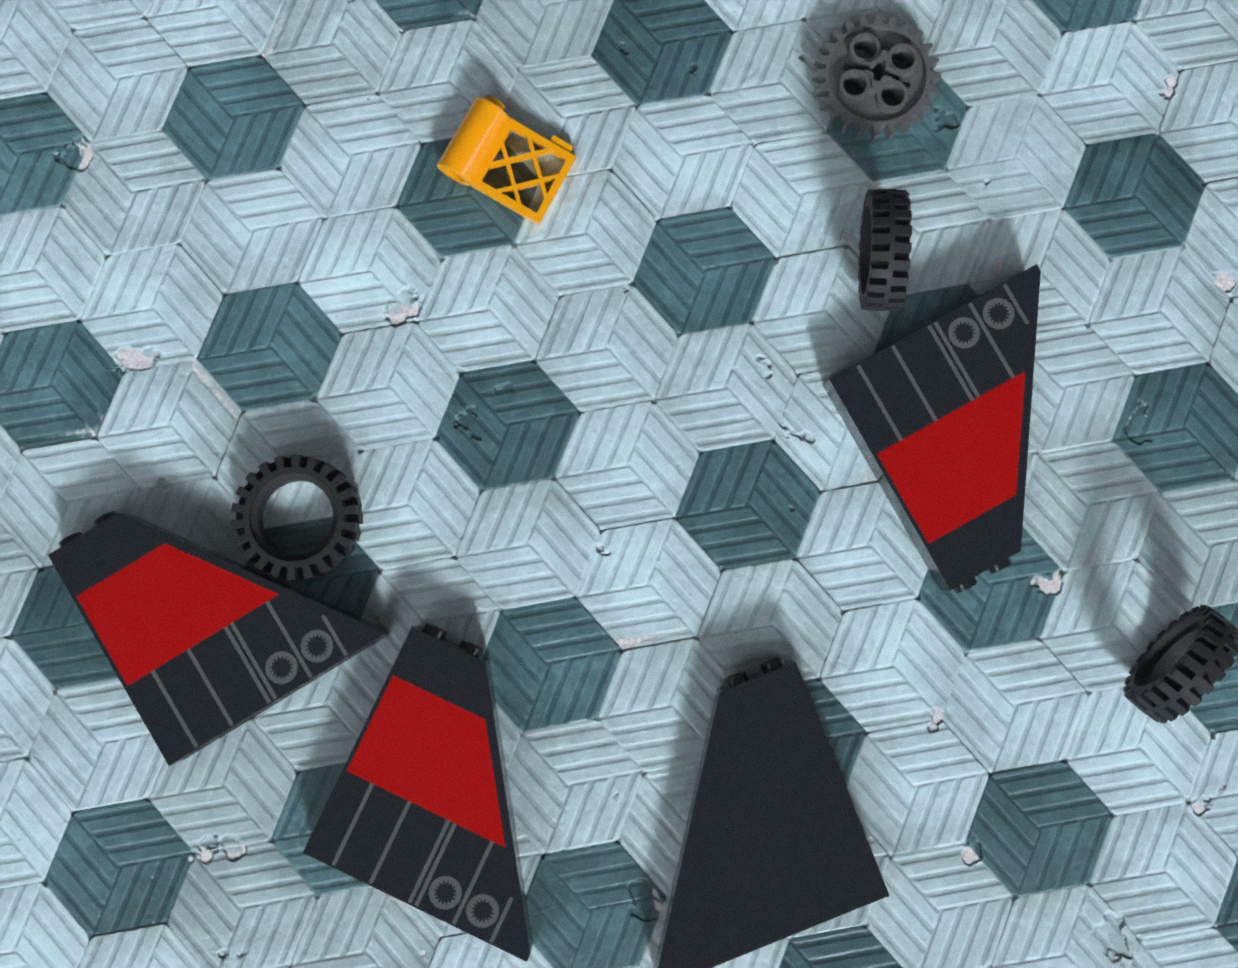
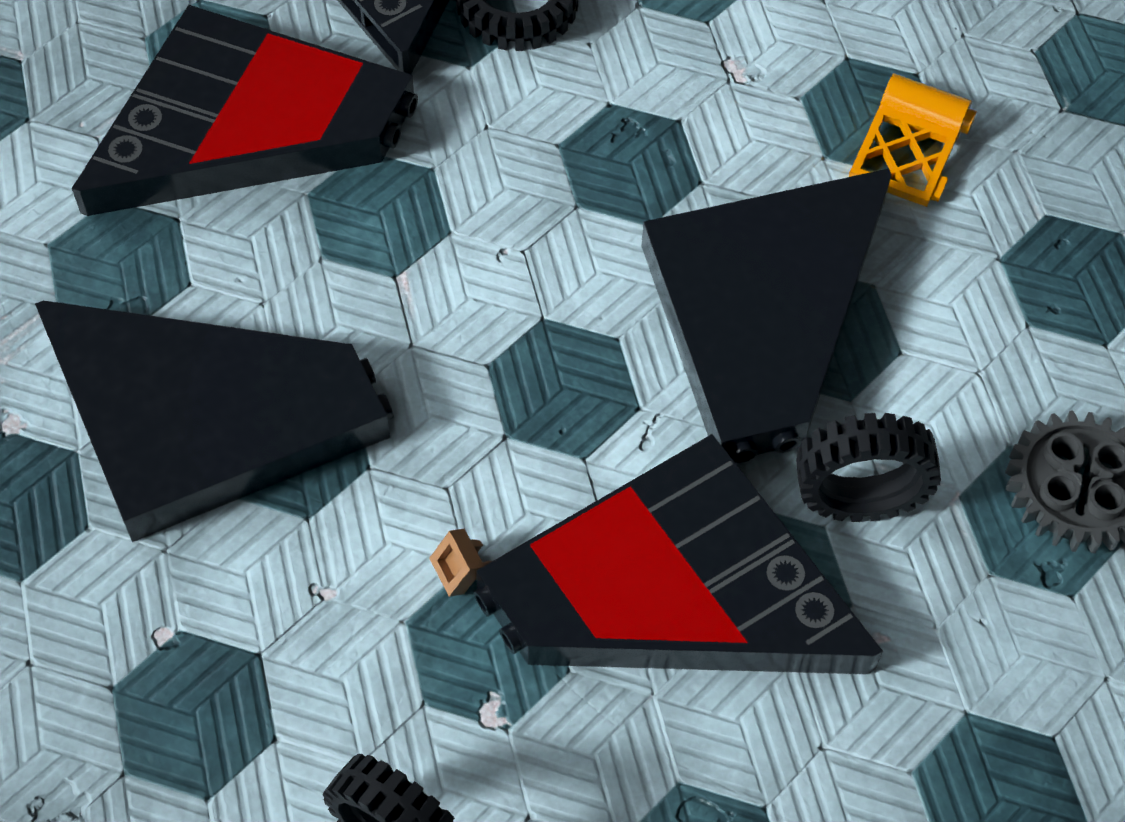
camera: 85 degrees right, 25 degrees down
(684, 320) = (762, 301): none -> black slope
(927, 605) = (457, 561): none -> medium nougat tile

